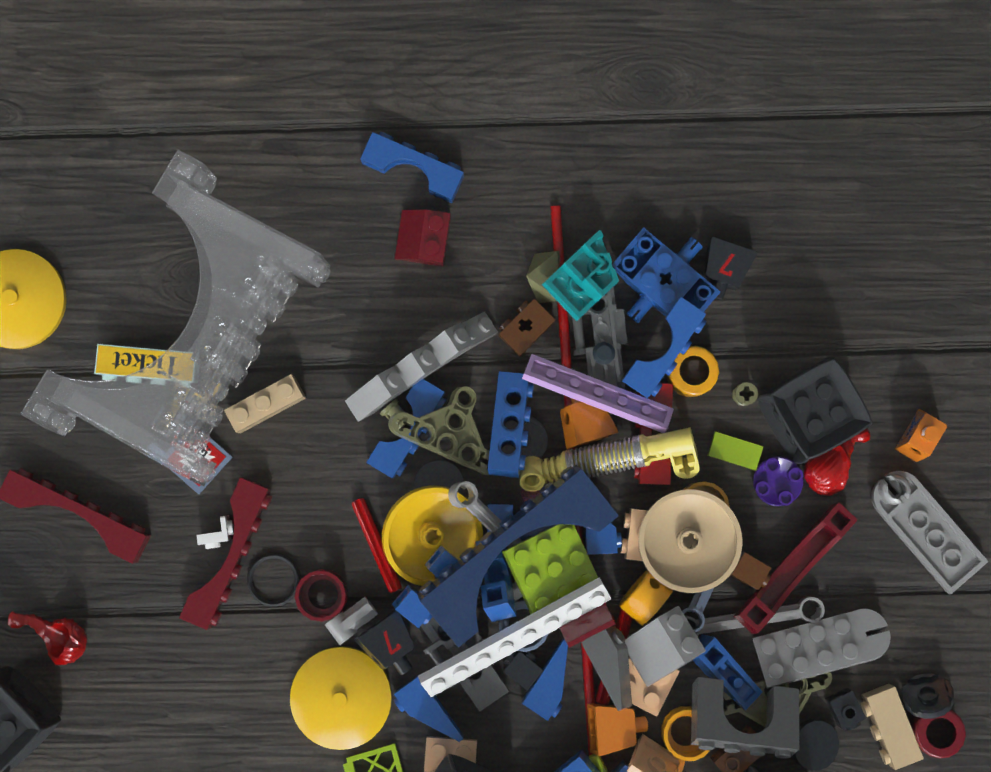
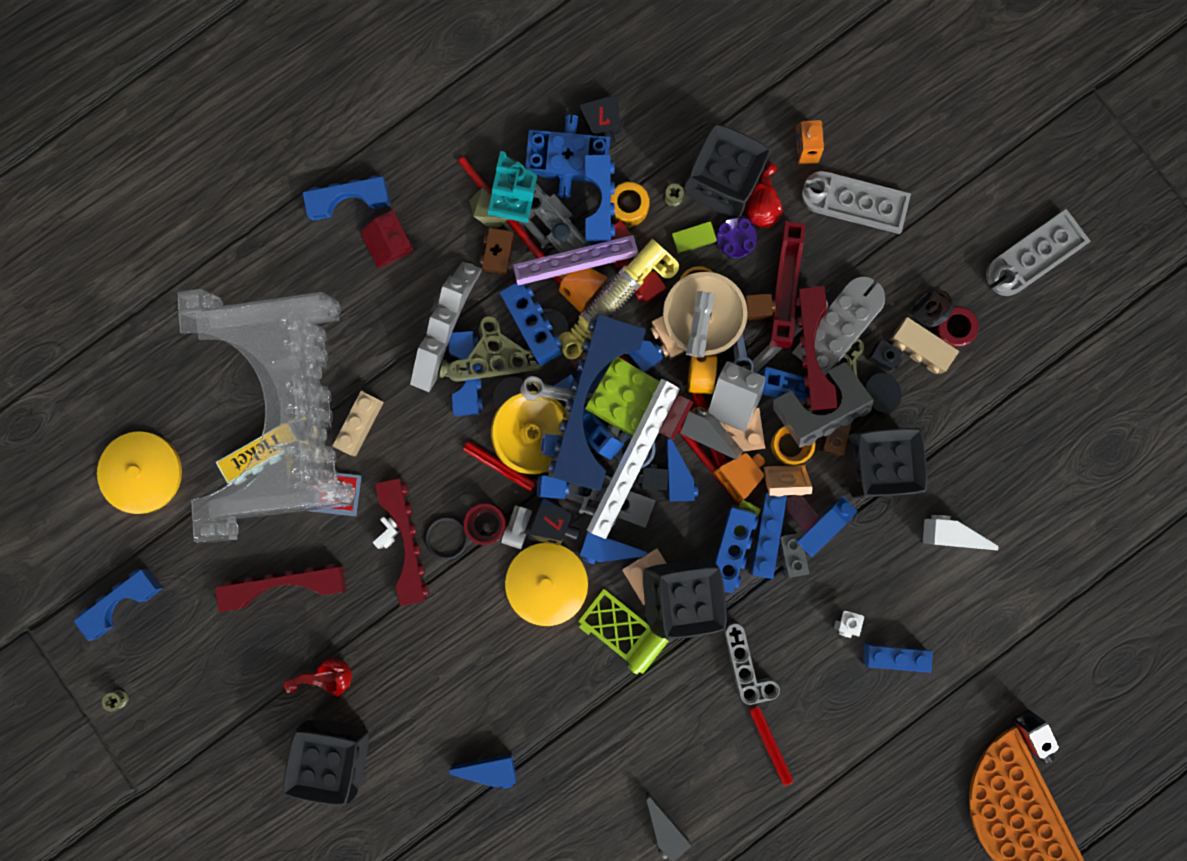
camera: 30 degrees left, 0 degrees up
(677, 549) = (700, 323): none -> light grey axle
(804, 611) = (822, 391): none -> dark red arch

